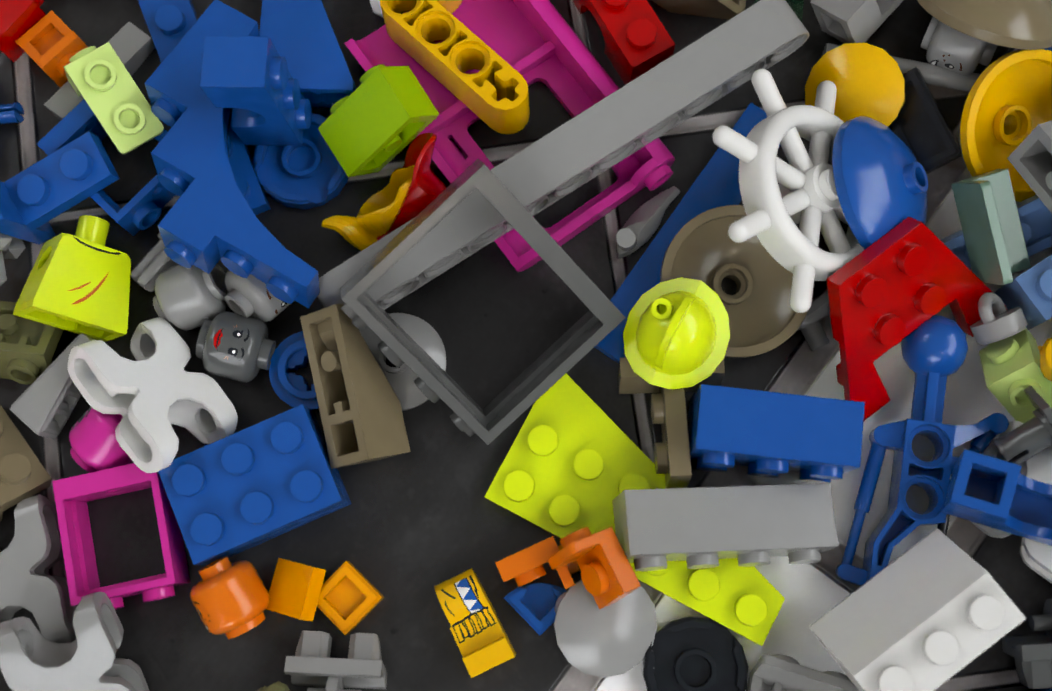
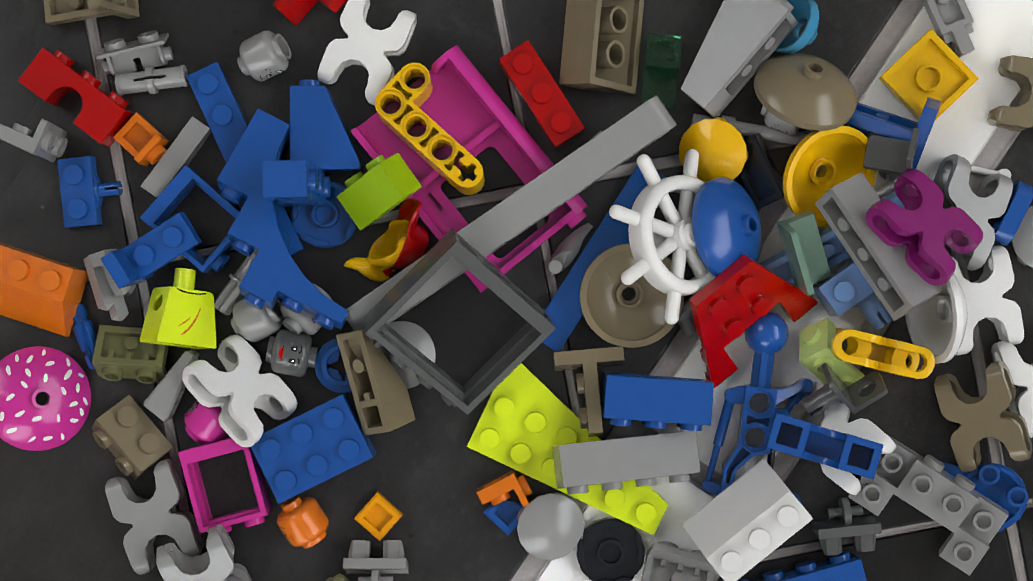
camera: 10 degrees left, 10 degrees up
(113, 97) = (192, 184): yellowish green bracket -> none
(295, 589) = (345, 513): light orange tile -> none
(474, 623) = (464, 530): yellow leg -> none
(602, 564) = (546, 492): orange bracket -> none
(677, 333) = (590, 336): neon yellow helmet -> none
(996, 321) = (808, 318): light grey tile -> none

